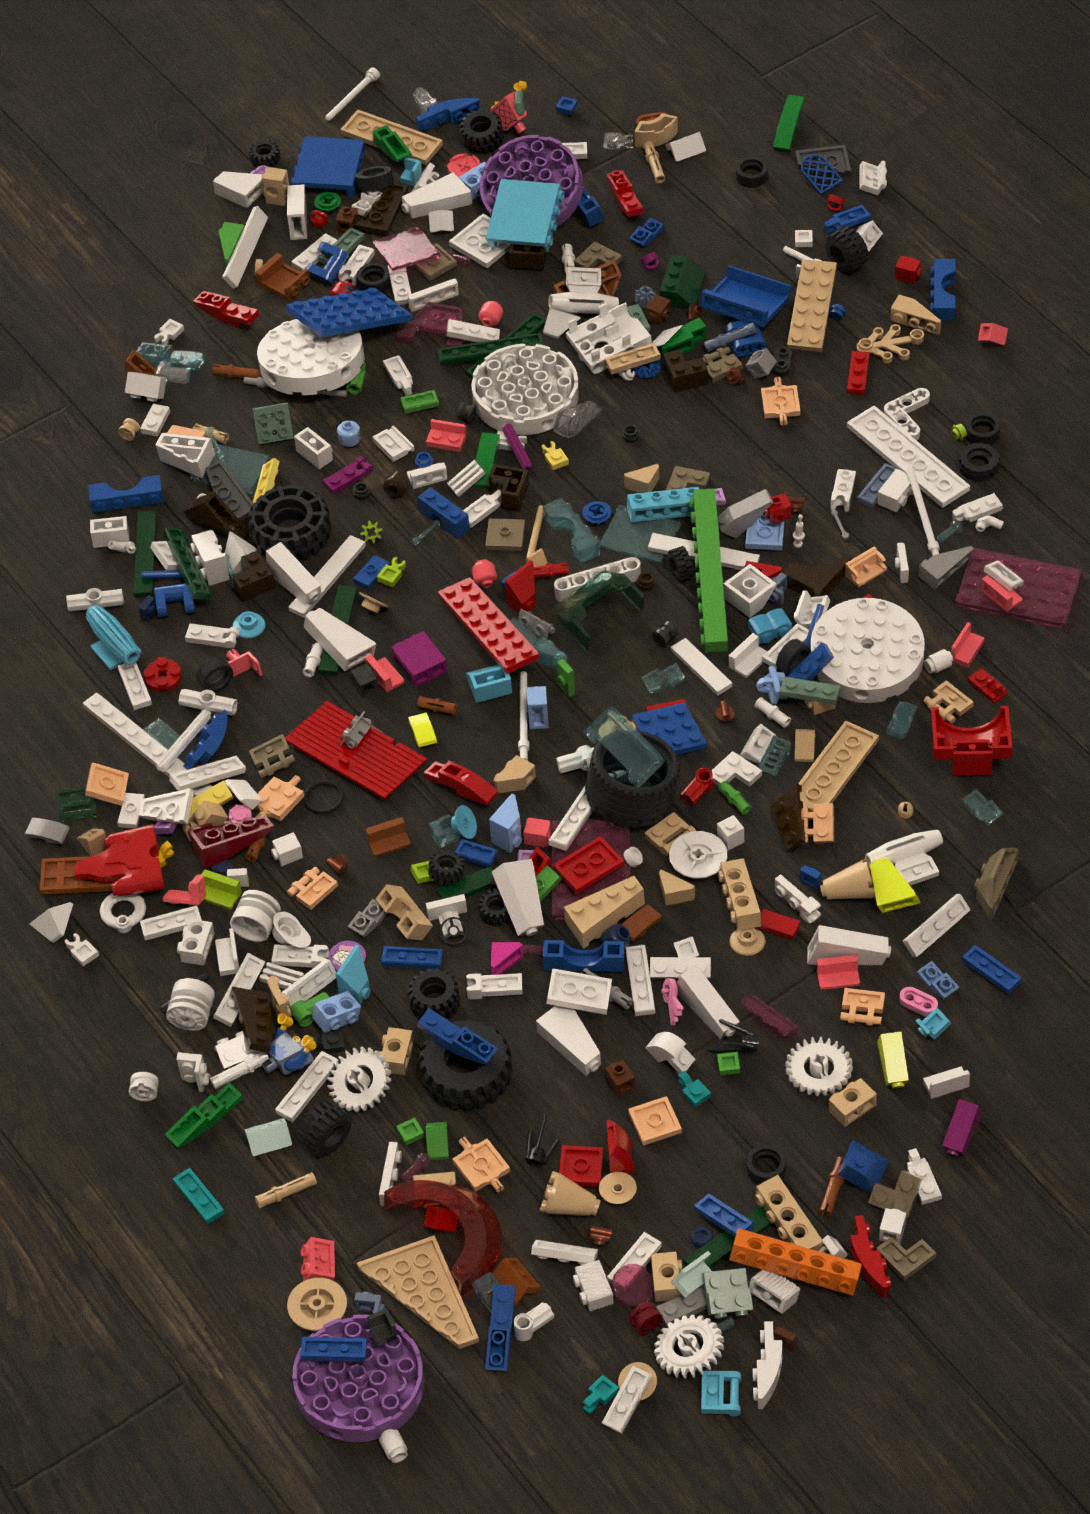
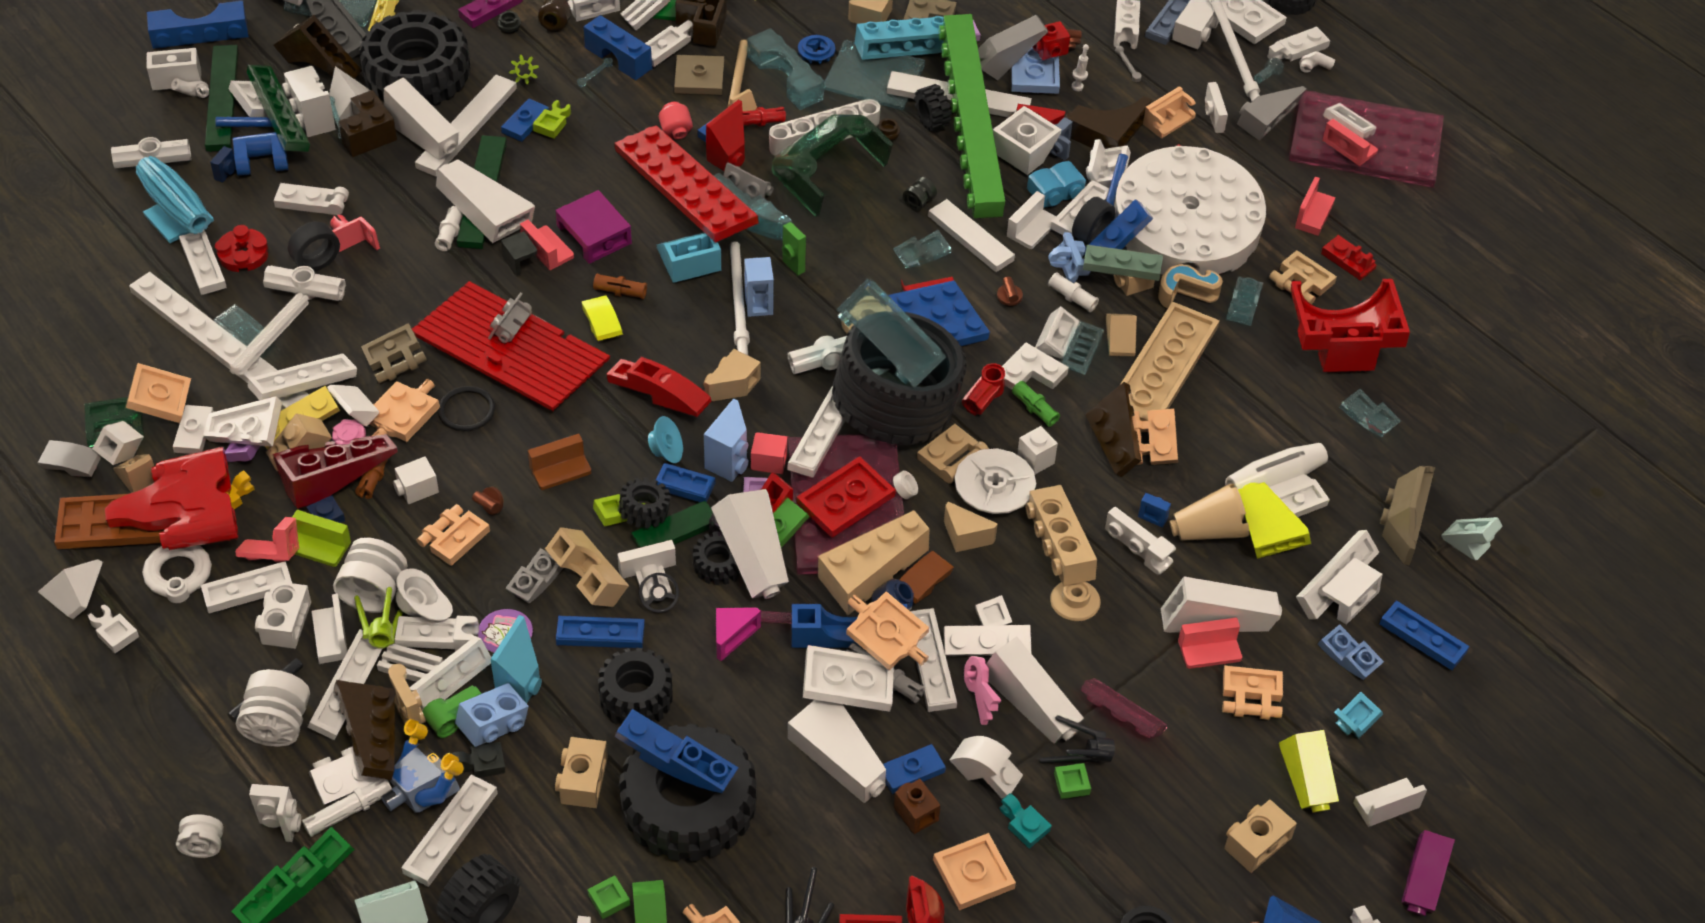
camera: 10 degrees left, 0 degrees up
(80, 819) = (118, 442): none -> white brick
(209, 740) = (304, 334): blue slope -> none
(240, 875) = (349, 517): white tile -> none
(249, 624) = (362, 185): medium azure piece -> none
(261, 954) = (381, 631): none -> lime plant
(350, 1072) = (512, 806): white gear -> none
(372, 603) = (528, 157): tan piece -> none
(442, 831) = (636, 453): clear light blue panel -> none
(493, 985) = (720, 670): white plate -> none
(607, 959) = (887, 630): none -> light nougat plate
(626, 1050) = (920, 764): none -> blue plate
(779, 924) = (1119, 576): red tile -> none
(818, 1055) = (1204, 769): white gear -> none
(859, 704) = (1189, 282): none -> tan animal
(903, 814) = (1262, 418): tan hinge -> none
(919, 1001) = (1330, 683): bright pink plate -> none
(938, 661) = (1281, 227): white brick -> none
(945, 936) = (1353, 588): none -> white panel
(1040, 899) = (1472, 535): none -> light aqua slope

